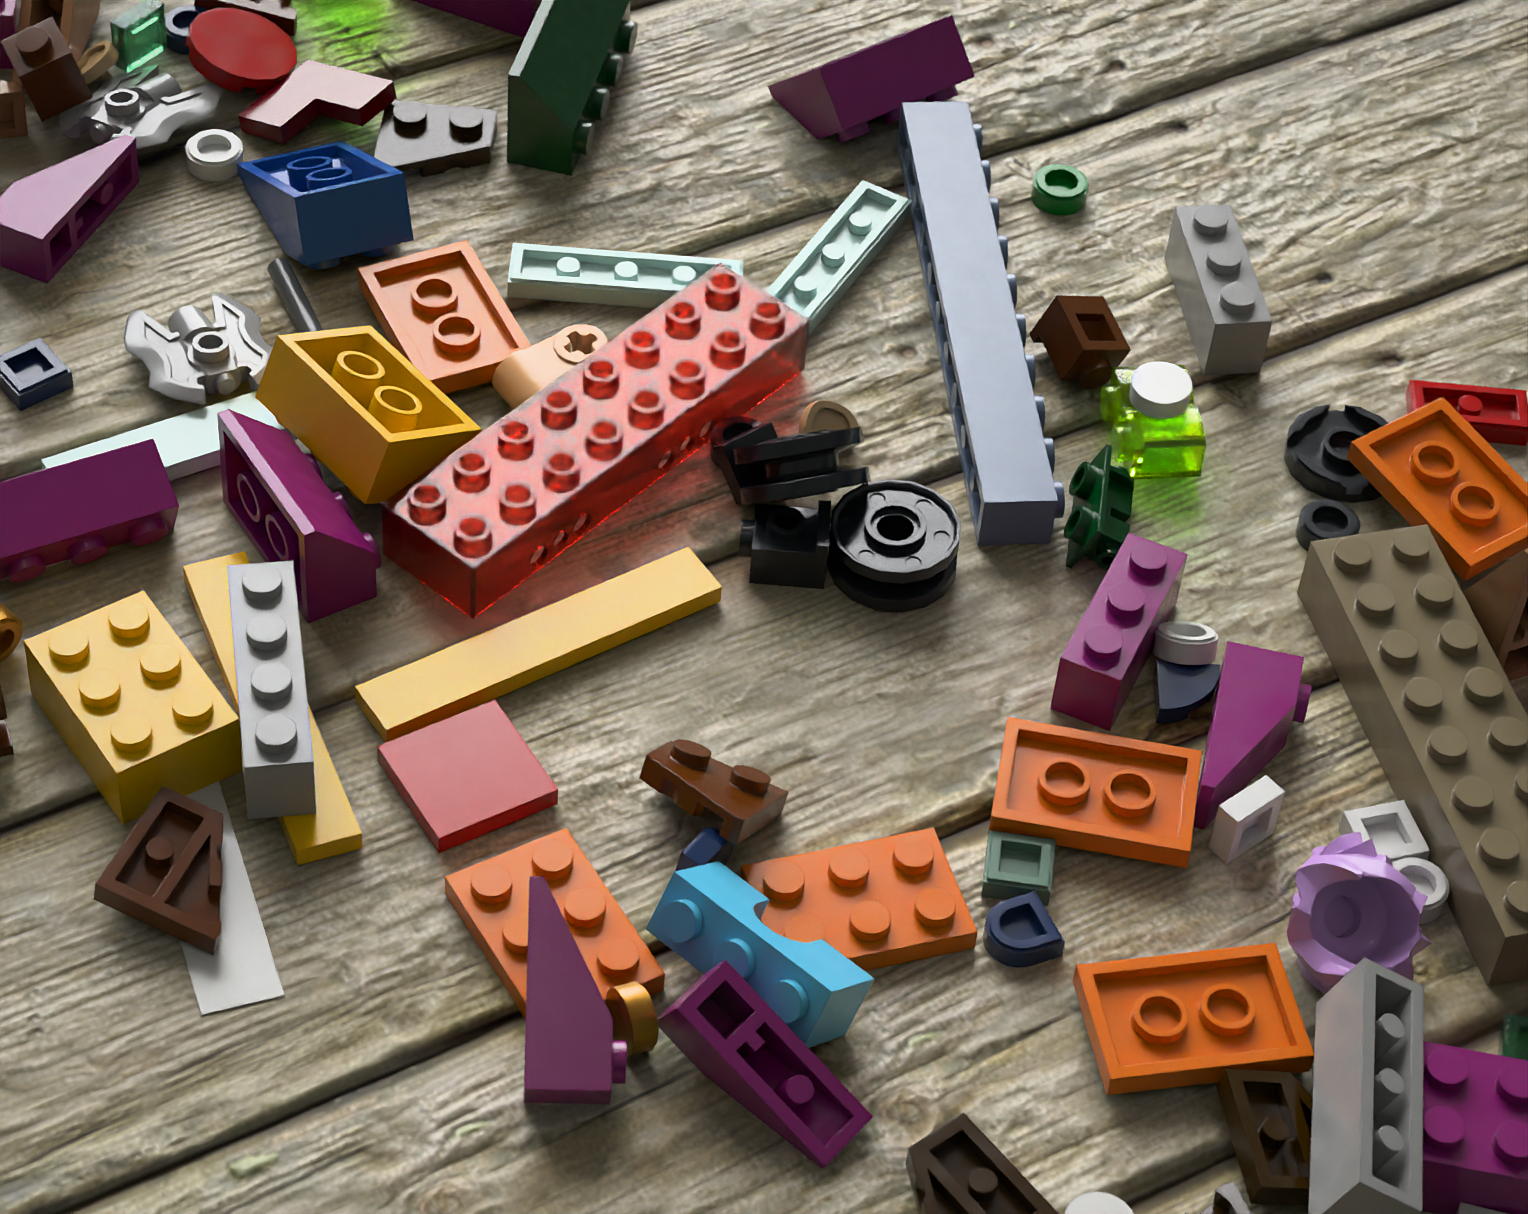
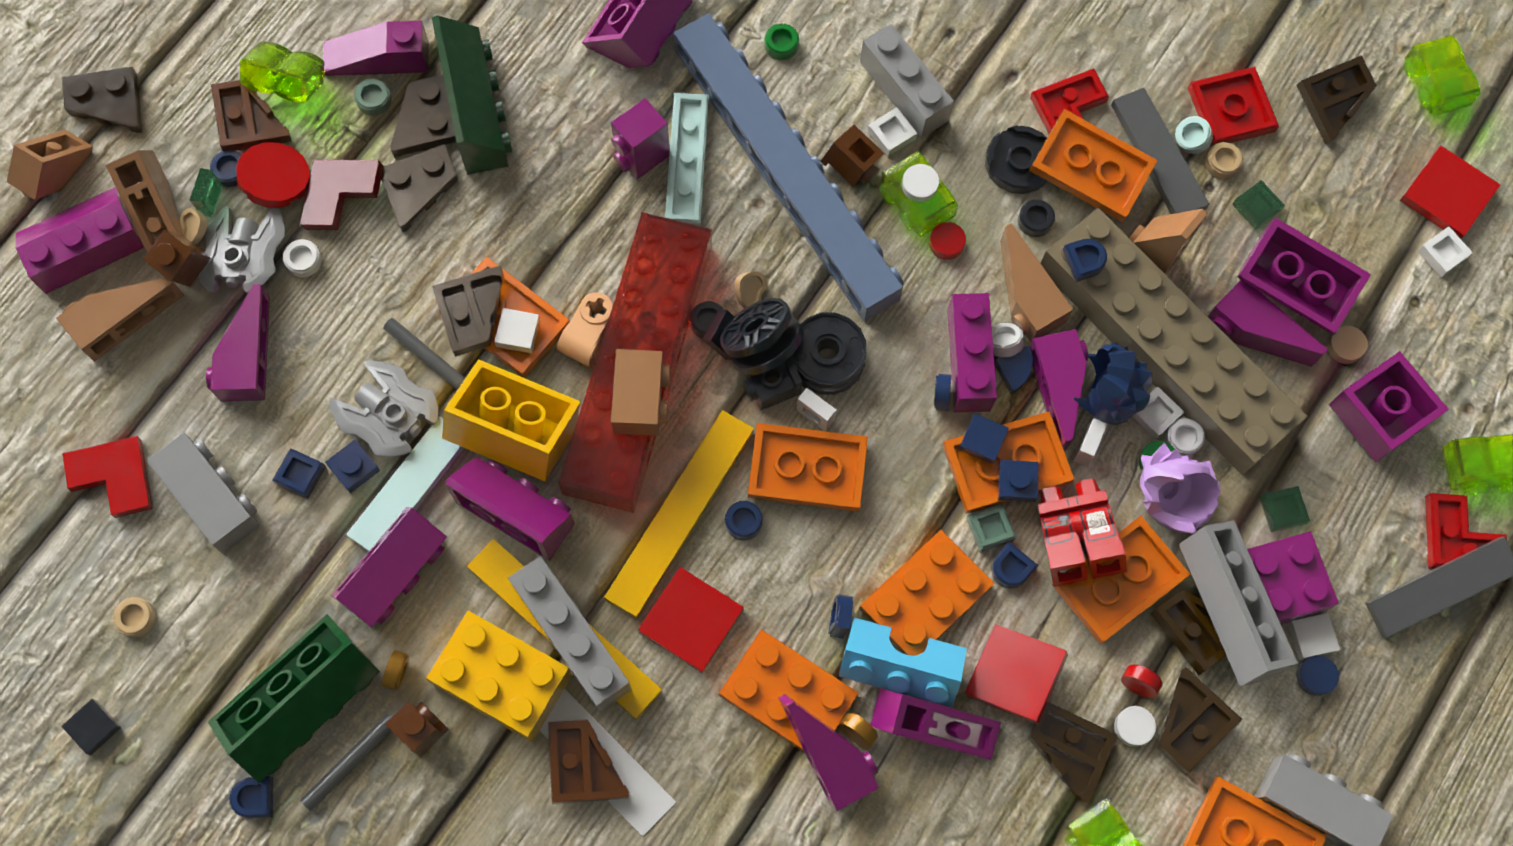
camera: 25 degrees left, 25 degrees up
(109, 396) = (352, 466): none -> dark blue plate
(330, 203) = (389, 264): blue slope -> none
(401, 274) = (470, 308): none -> dark brown wing
(437, 33) = (372, 97): none -> sand green tile
(450, 328) = (517, 330): none -> white tile
(477, 76) = (423, 118): none -> dark brown wing
(568, 430) = (638, 392): none -> medium nougat brick
(603, 275) = (580, 232): light aqua tile -> none
(631, 694) = (743, 520): none -> dark blue tile
(698, 781) = (823, 568): reddish brown wing -> none
(773, 191) = (640, 139): none -> magenta brick
(773, 666) = (808, 467): none -> orange plate
(831, 601) = (816, 409): none -> white tile
(938, 1059) = (1016, 674): none -> tile
(1041, 662) = (942, 392): none -> dark blue tile
(1071, 732) = (983, 438): none -> dark blue tile
(1094, 807) = (1018, 480): none -> dark blue plate
(1099, 510) = (912, 259): dark green hinge -> none
(1145, 1165) = (1142, 681): none -> red tile
(1153, 910) = (1077, 520): none -> hips
(1162, 341) = (892, 132): none -> white tile
(1168, 498) = (947, 240): none -> red tile
(1265, 595) = (1032, 295): none -> medium nougat slope
(1326, 751) = (1118, 385): none -> dark blue hair
(1366, 563) = (1085, 258): none -> dark blue tile

